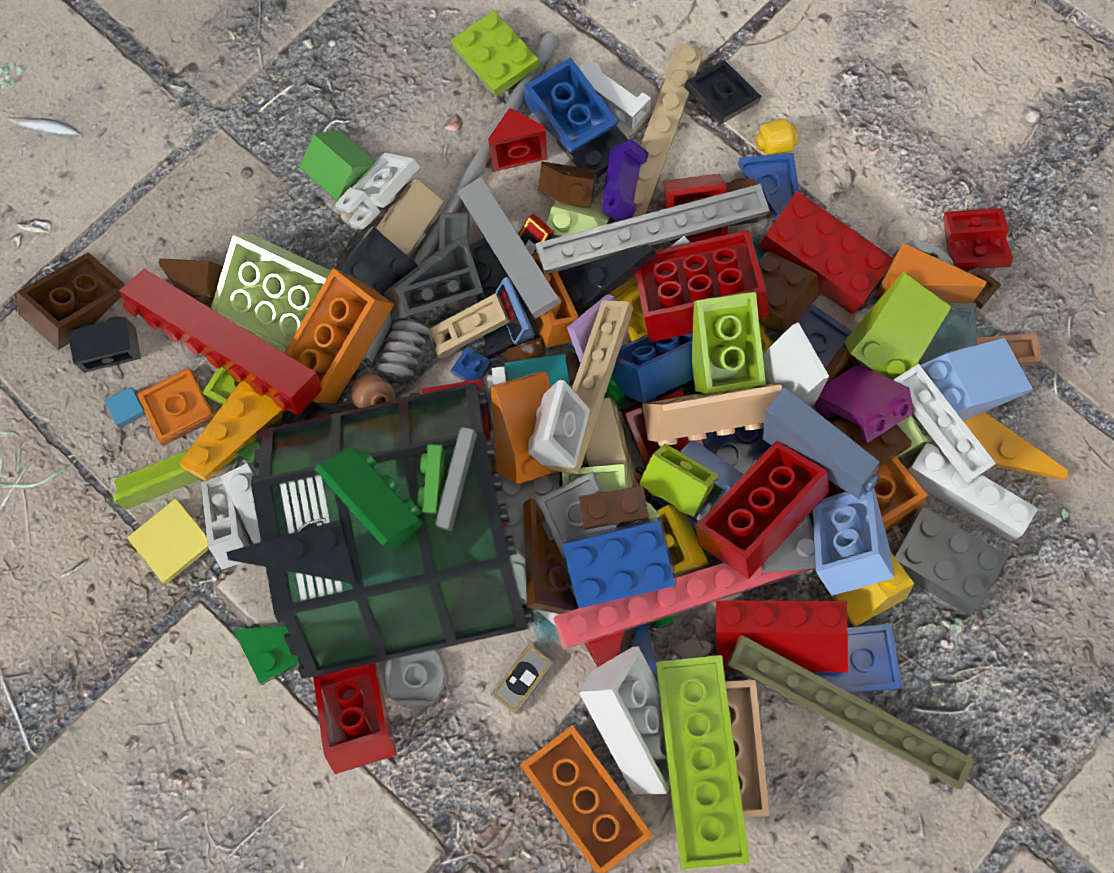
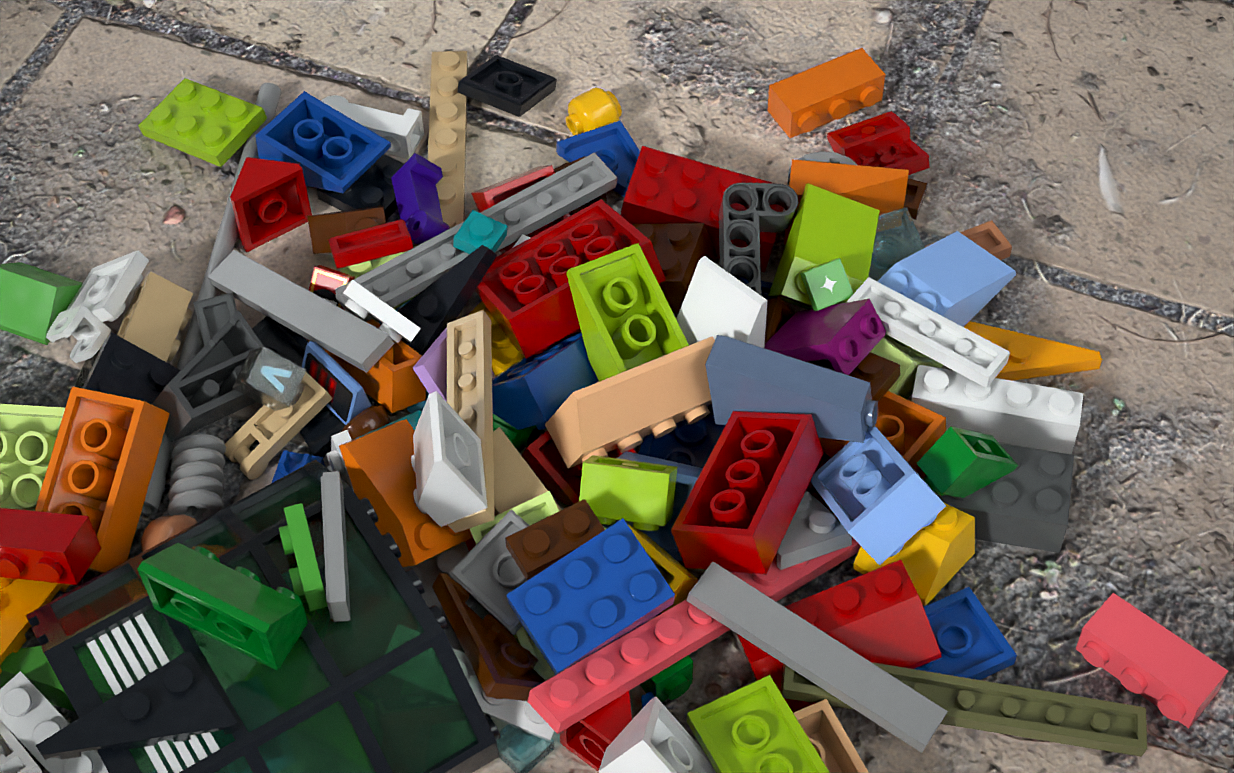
camera: 25 degrees left, 20 degrees down
(469, 300) = (270, 379): none -> clear smoke brick
(565, 284) = (364, 303): none -> white plate
(574, 207) = (370, 243): none -> red tile
(651, 231) = (479, 231): none -> teal plate
(760, 651) = (817, 656): none -> light grey tile
(846, 290) = (749, 223): none -> dark grey beam
(885, 359) = (826, 284): none -> bright green tile
(925, 542) = (964, 462): none -> green slope
(958, 177) = (826, 92): none -> orange brick
(994, 726) = (1151, 660): none -> coral brick

